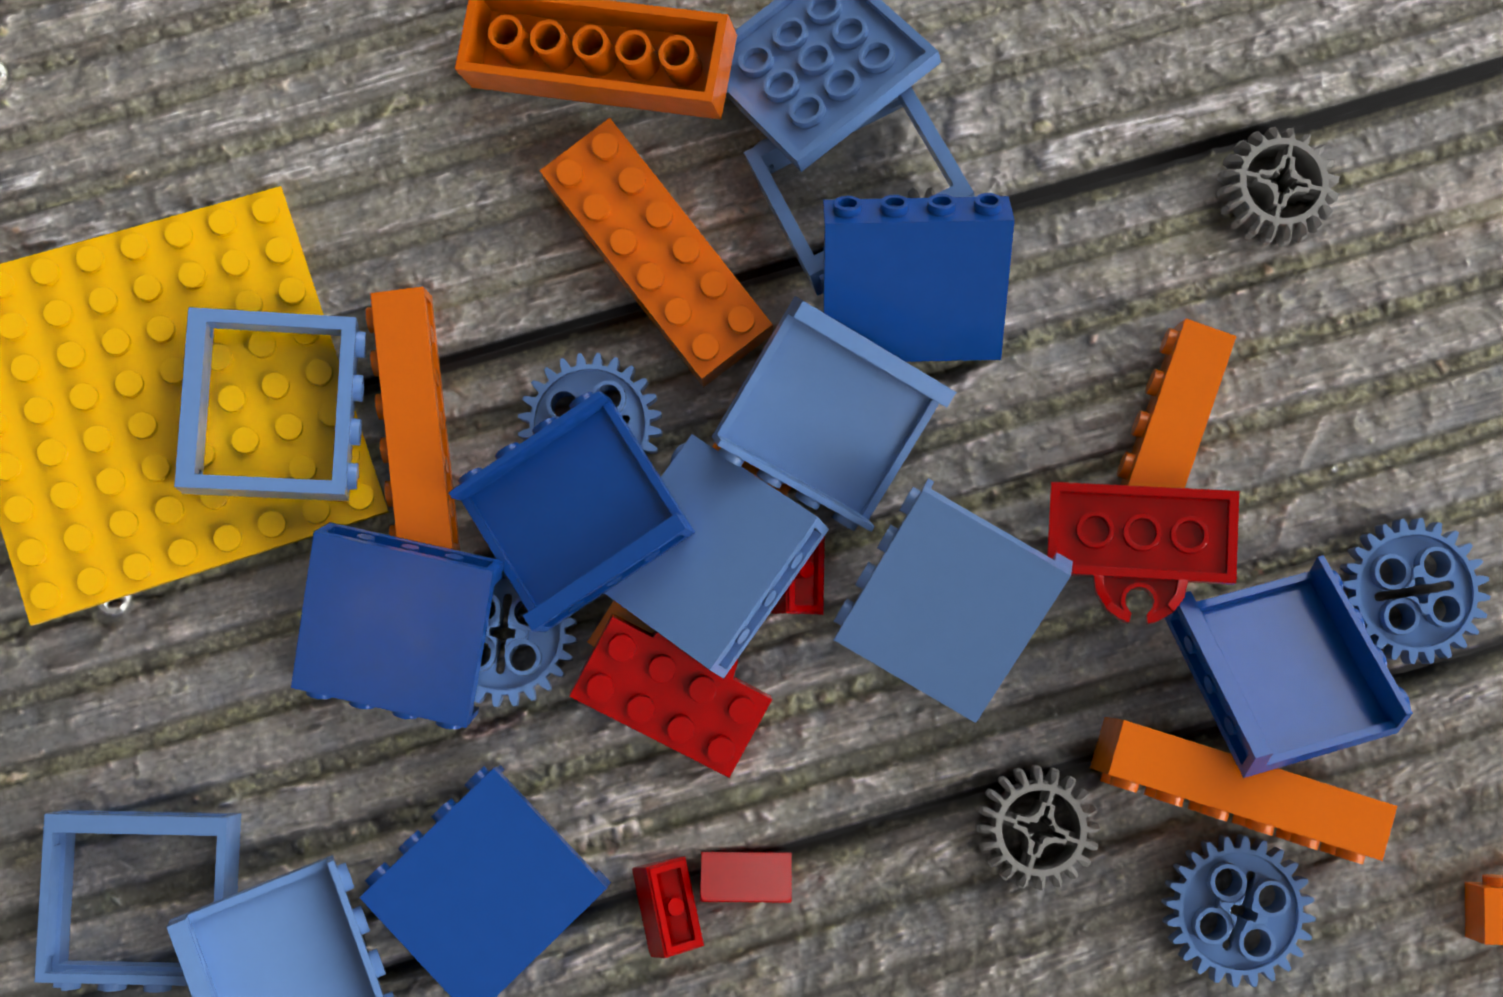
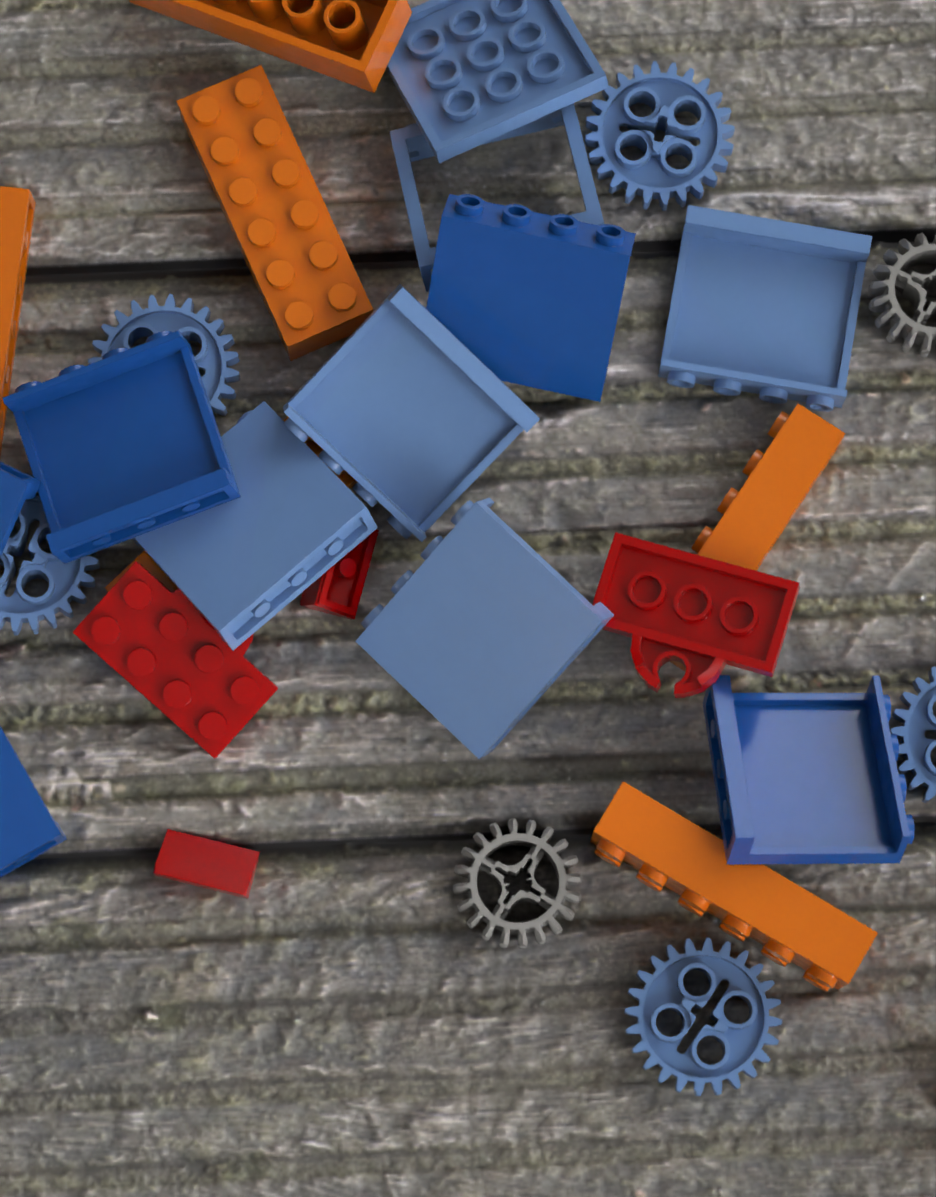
camera: 10 degrees right, 5 degrees down
(667, 907) = (118, 876): red slope -> none
(987, 60) = (651, 174): none -> medium blue gear
(1126, 235) = (764, 308): none -> medium blue panel

